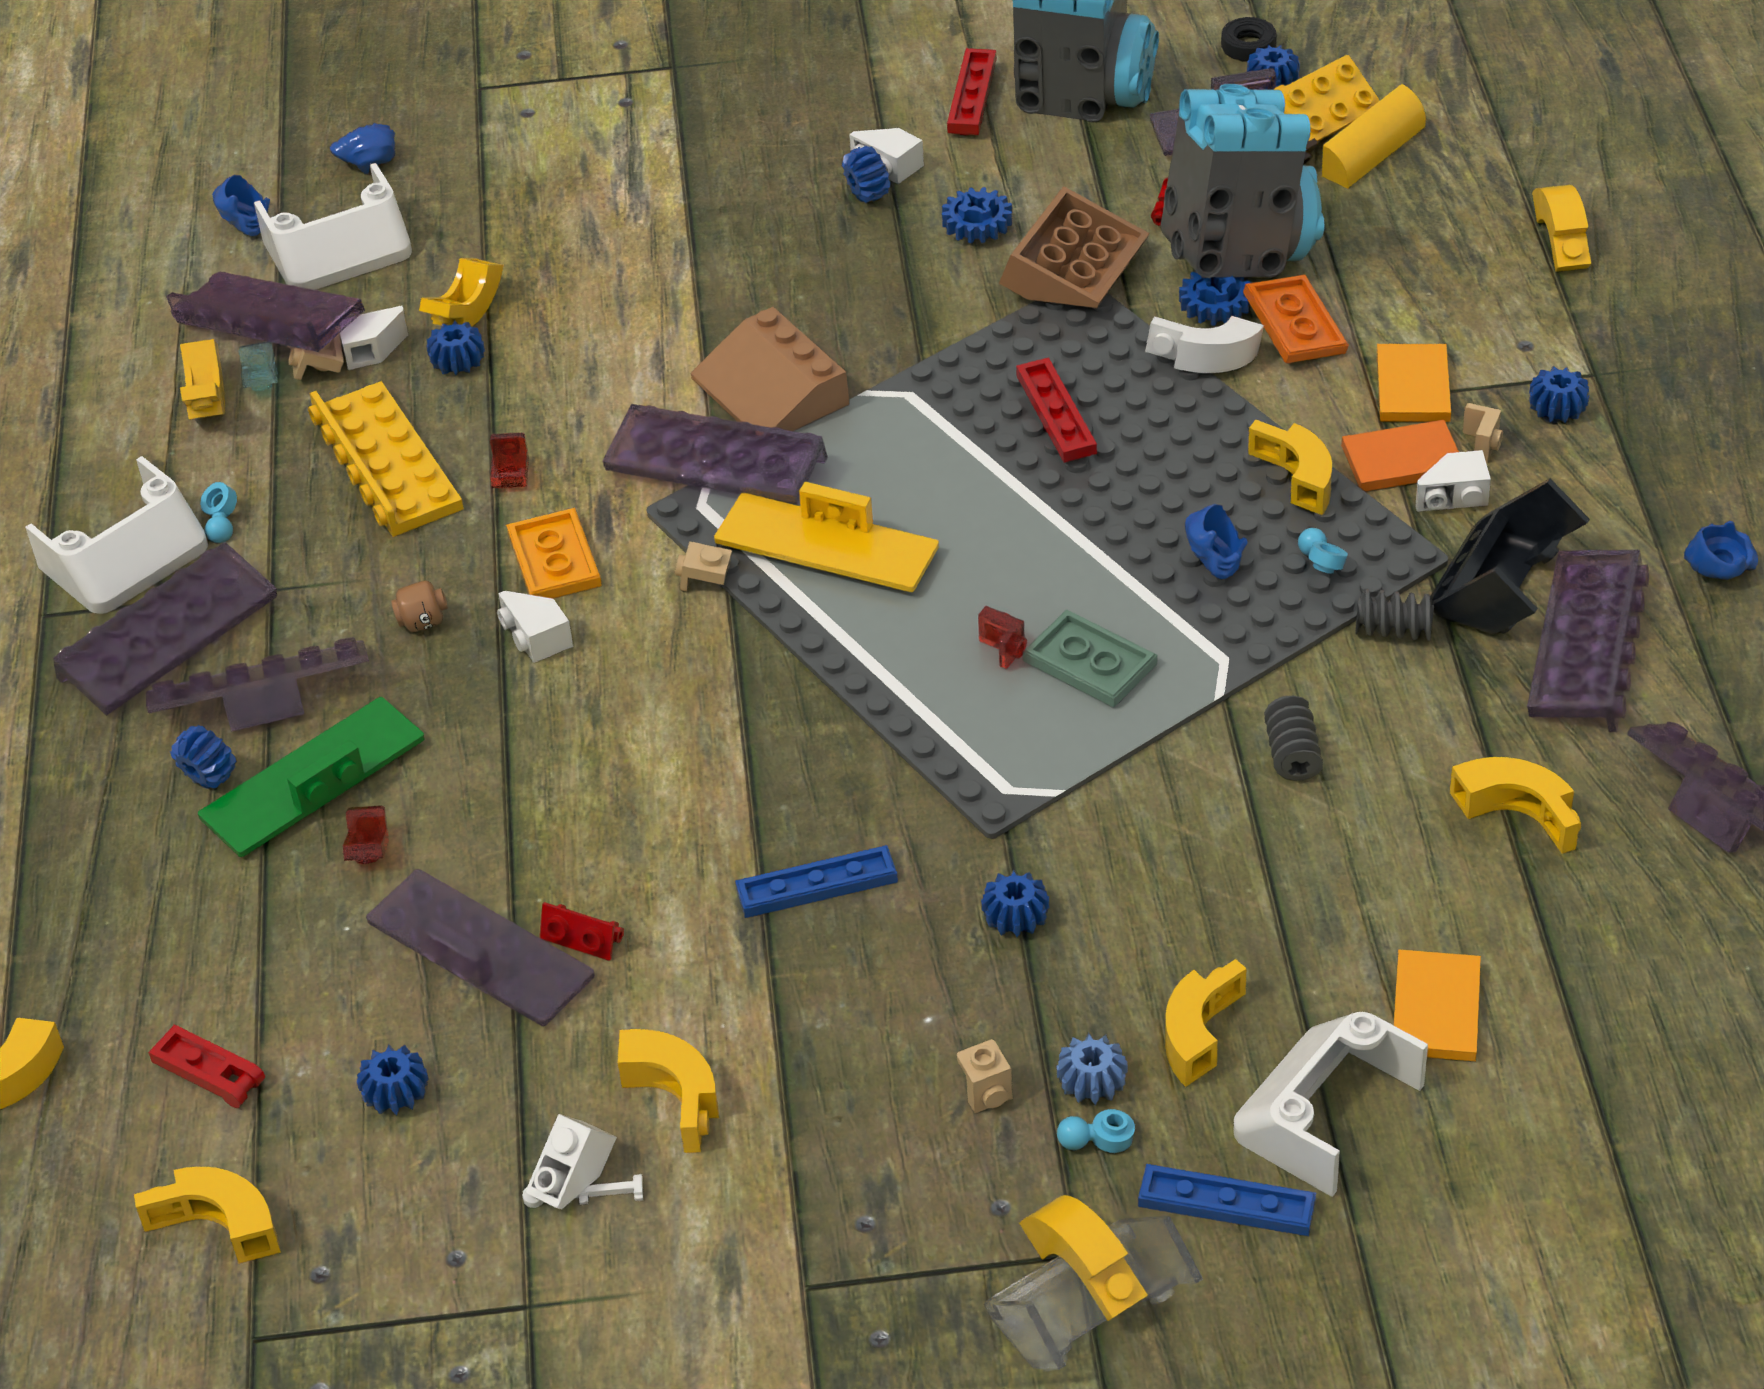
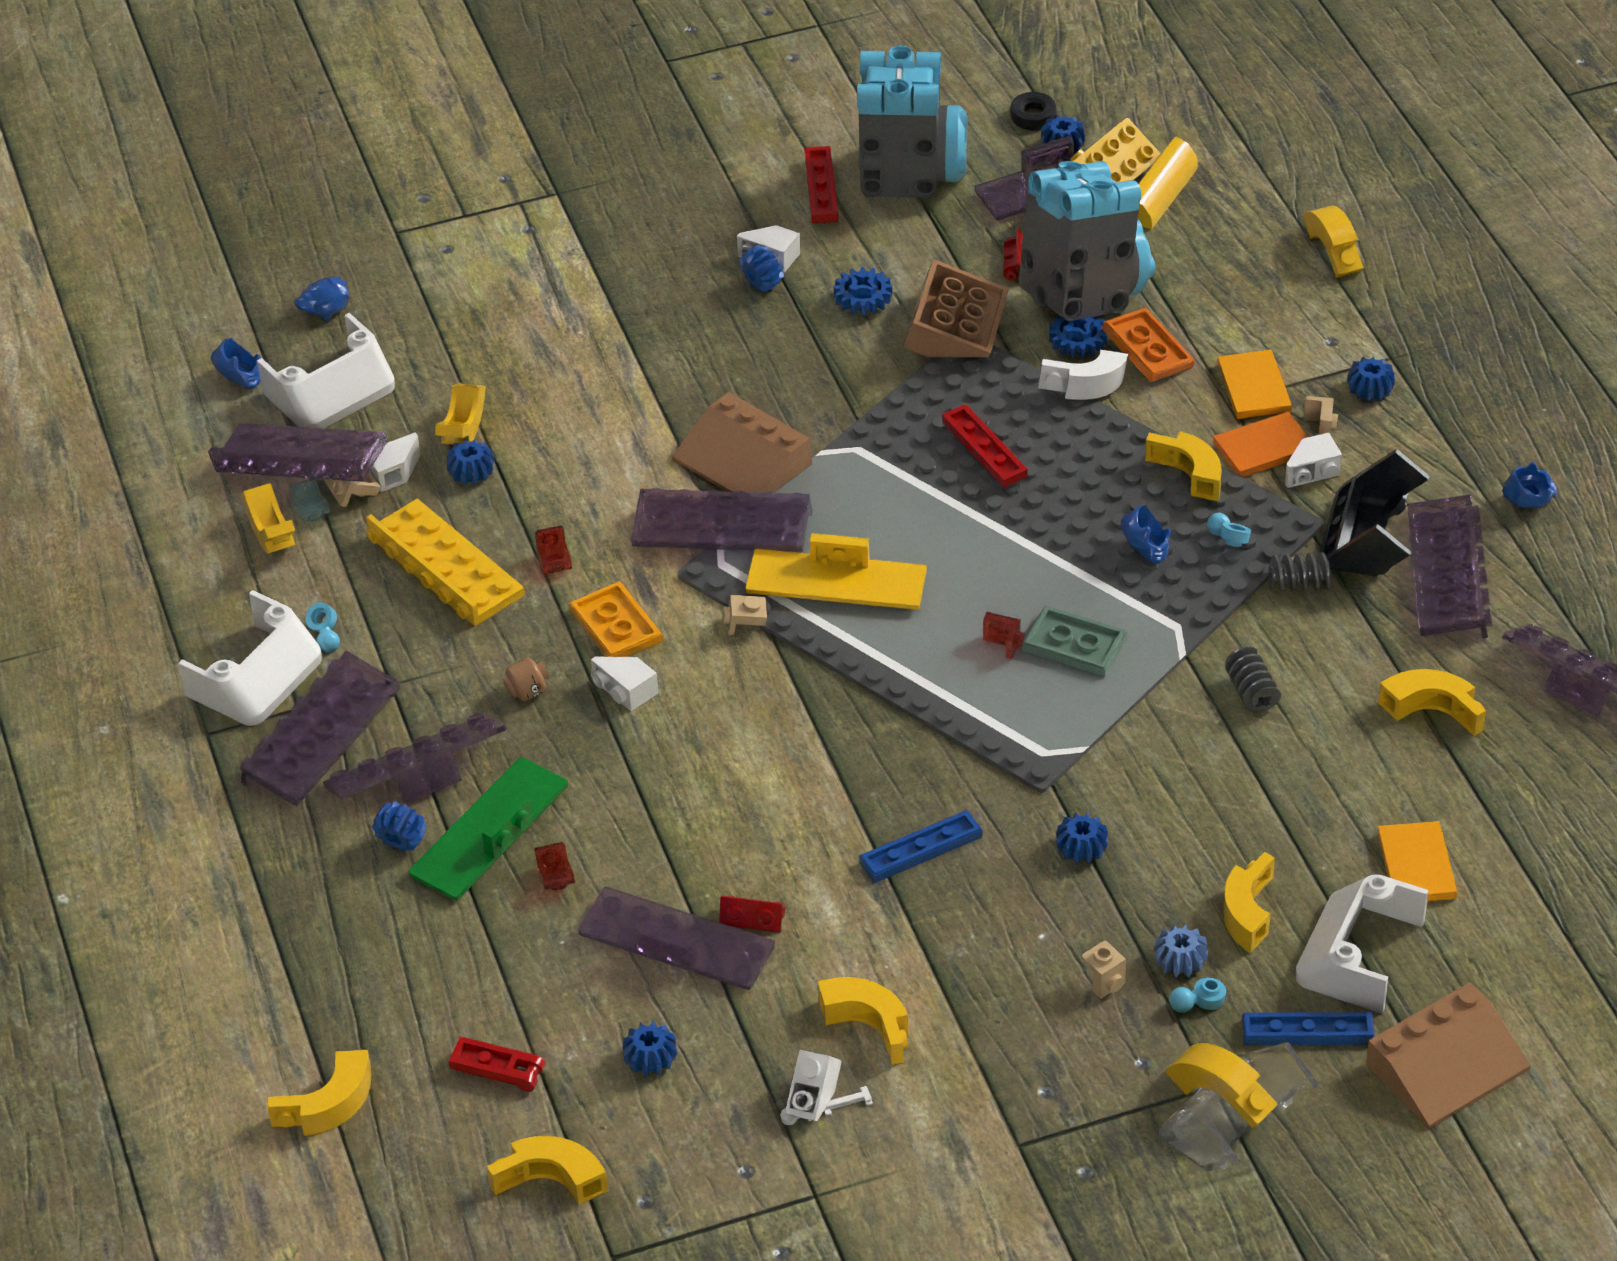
camera: 15 degrees left, 0 degrees up
(1396, 1270) = (1447, 1055): none -> medium nougat slope

